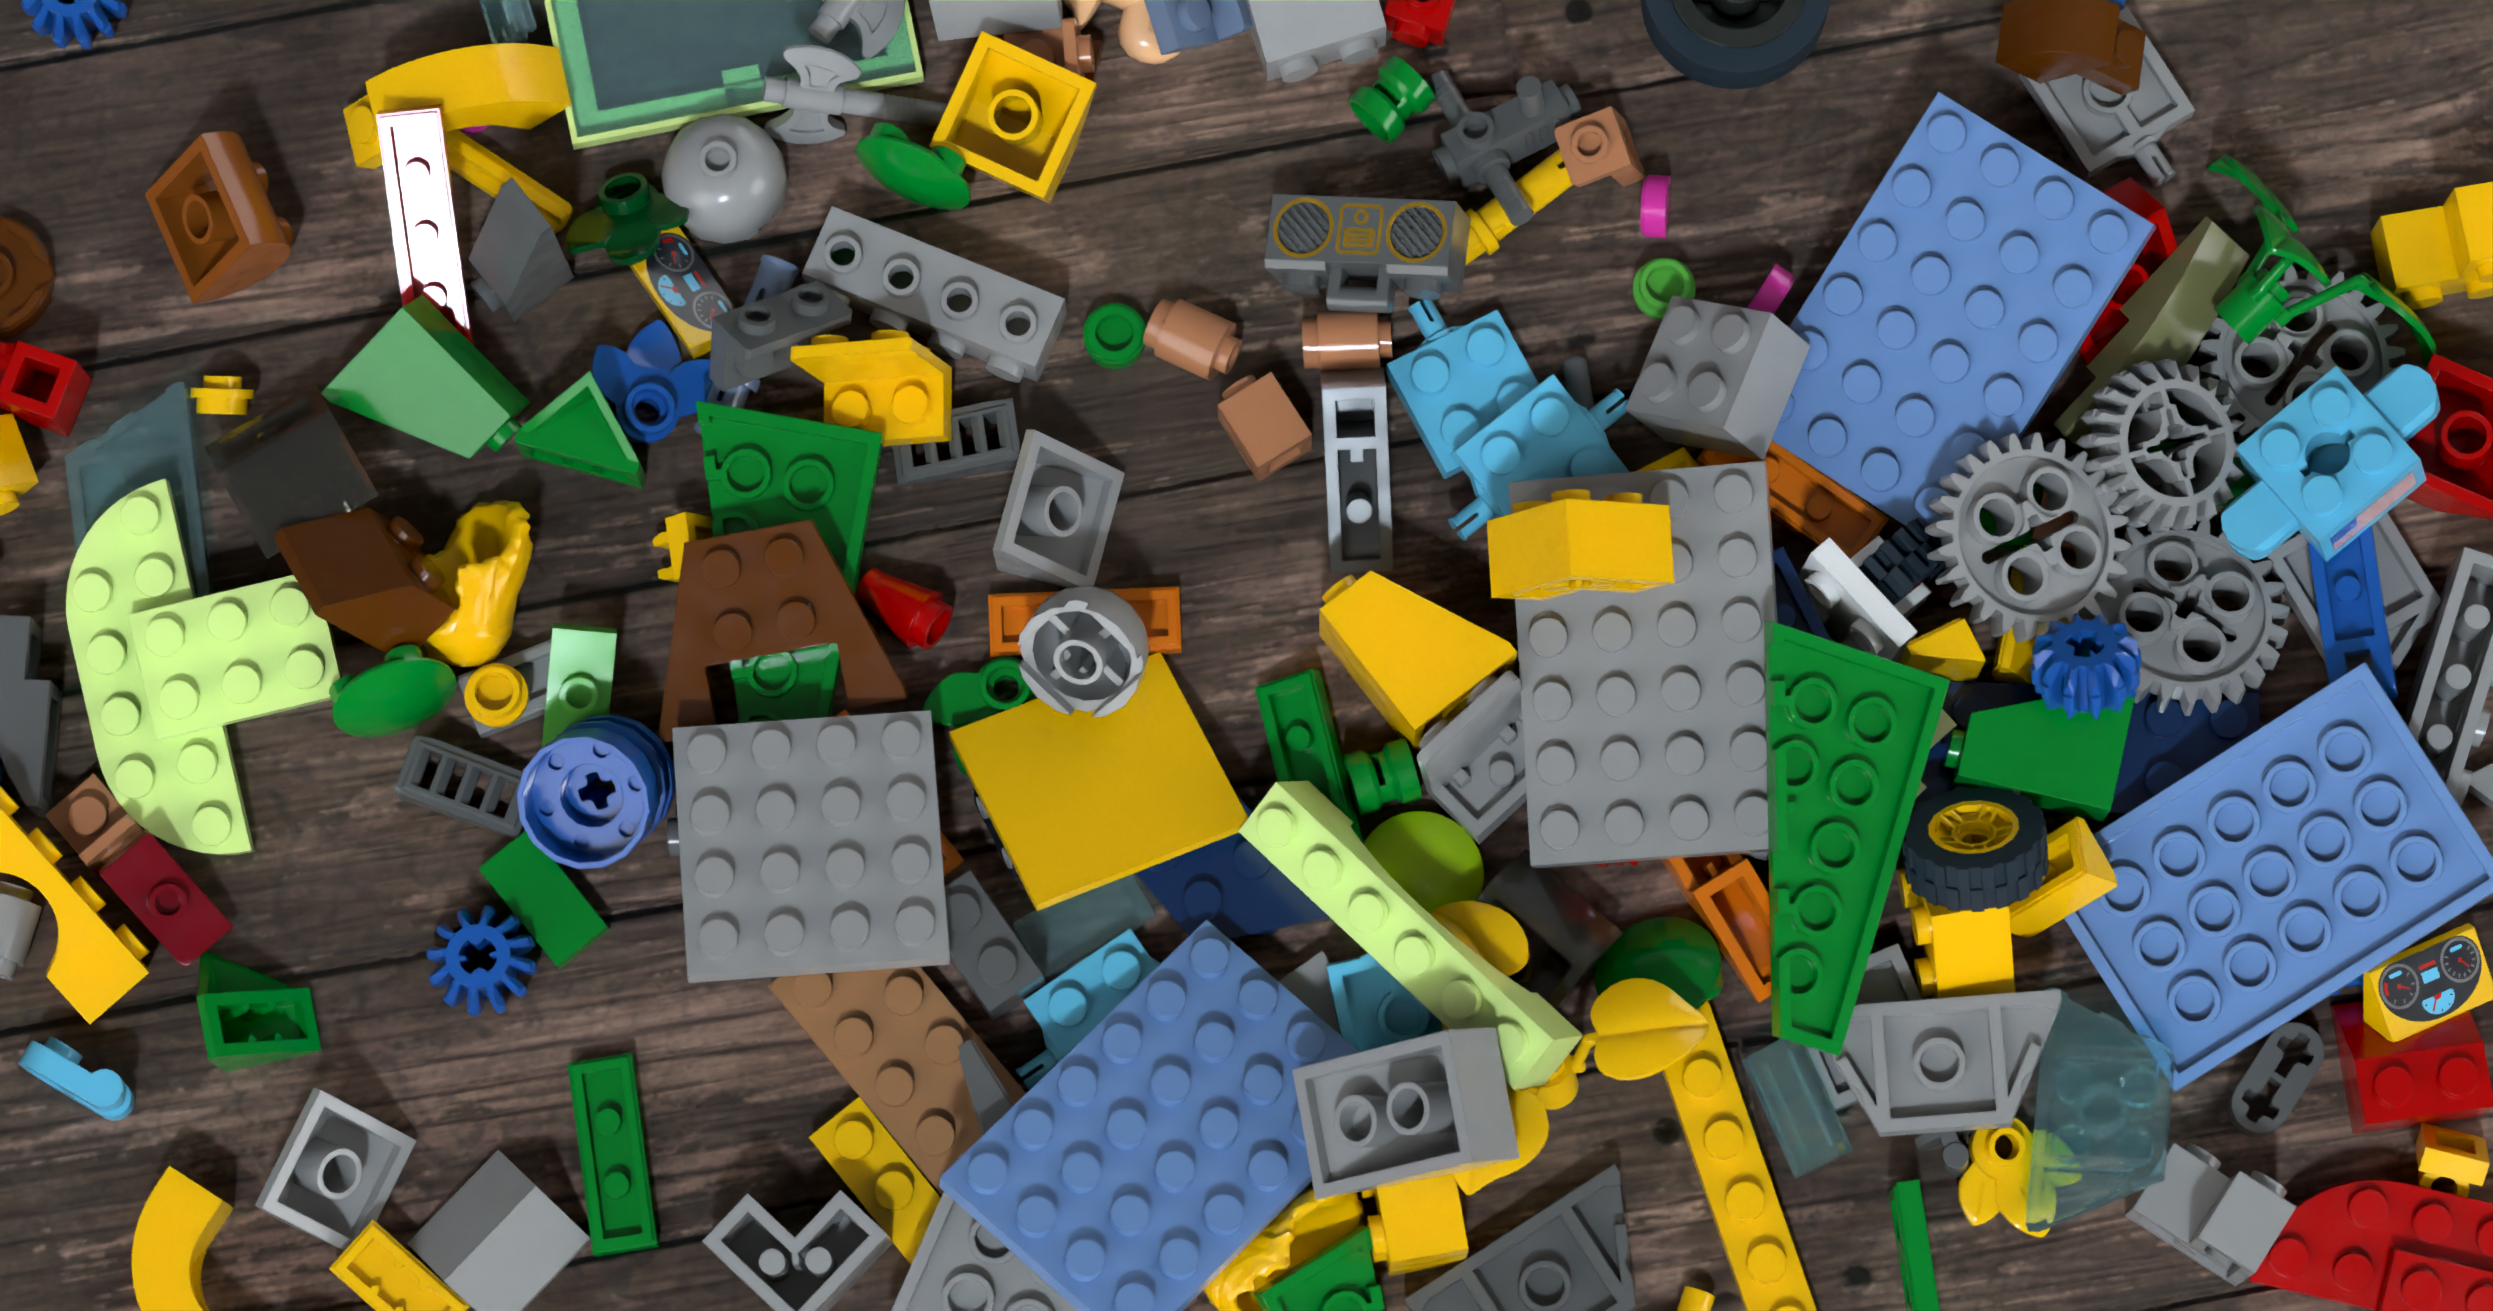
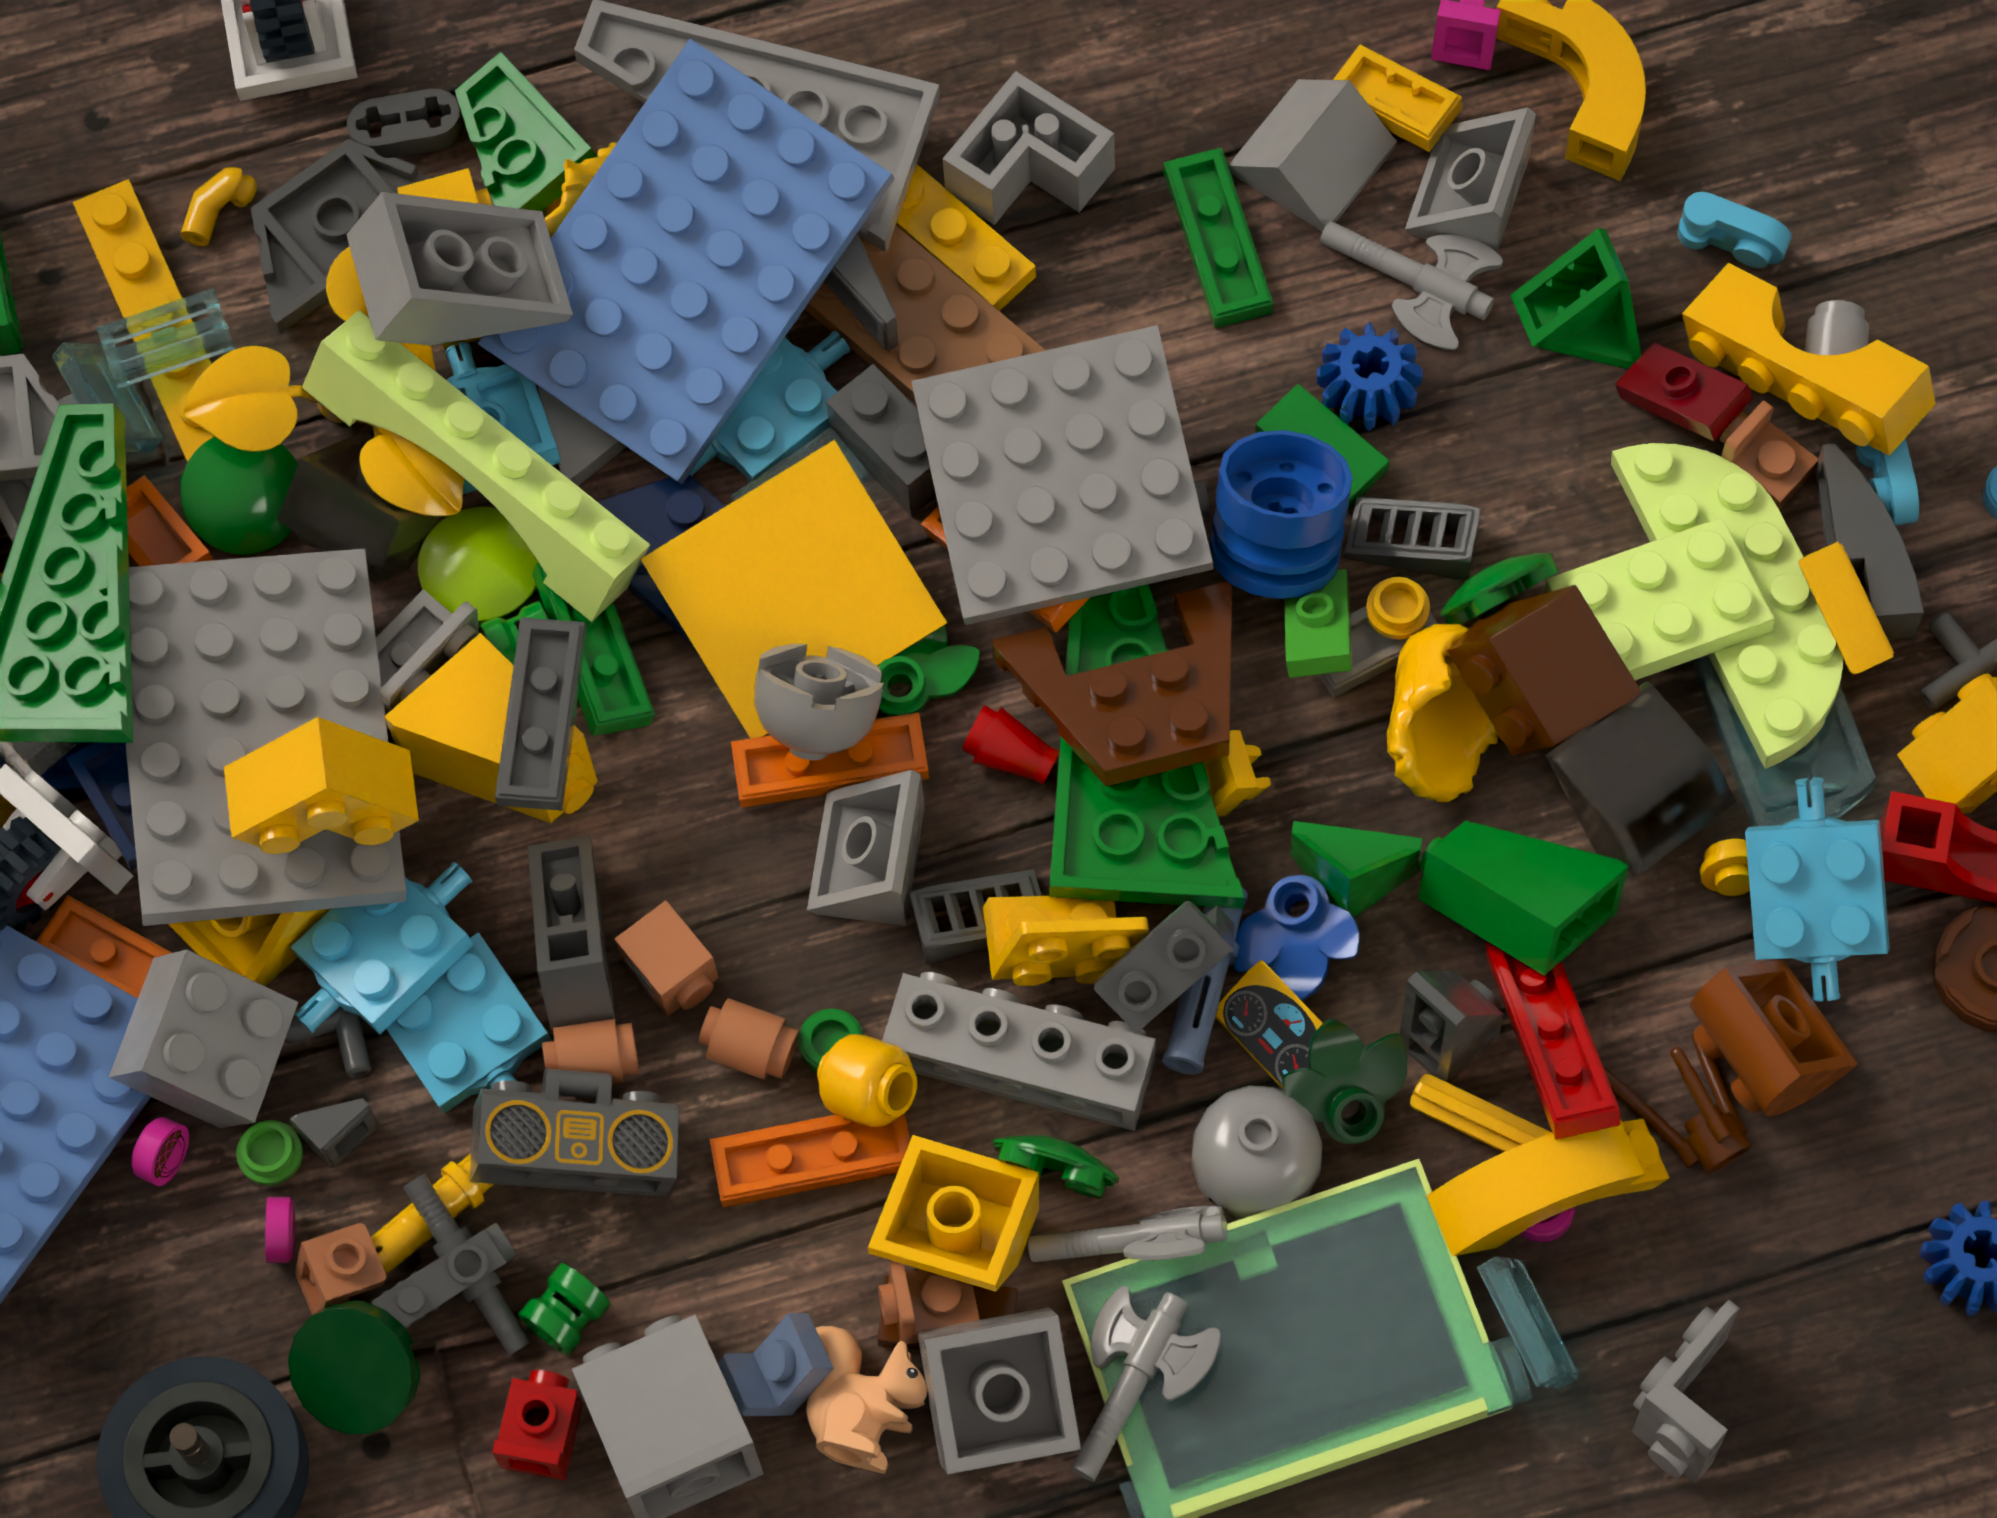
camera: 175 degrees right, 10 degrees down
(56, 628) = (1846, 608): none -> yellow slope
(145, 343) = (1817, 889): none -> medium azure plate
(295, 143) = (1715, 1133): none -> reddish brown plant
(391, 1063) = (1440, 287): none -> light grey piece
(1082, 268) = (866, 1080): none -> yellow head
(1144, 230) = (805, 1157): none -> orange tile
(1358, 629) = (541, 714): none -> dark grey tile
(1590, 59) = (353, 1367): none -> dark green tile
(1599, 295) = (336, 1129): none -> dark grey slope
(1677, 1167) = (168, 347): none -> clear light blue tile

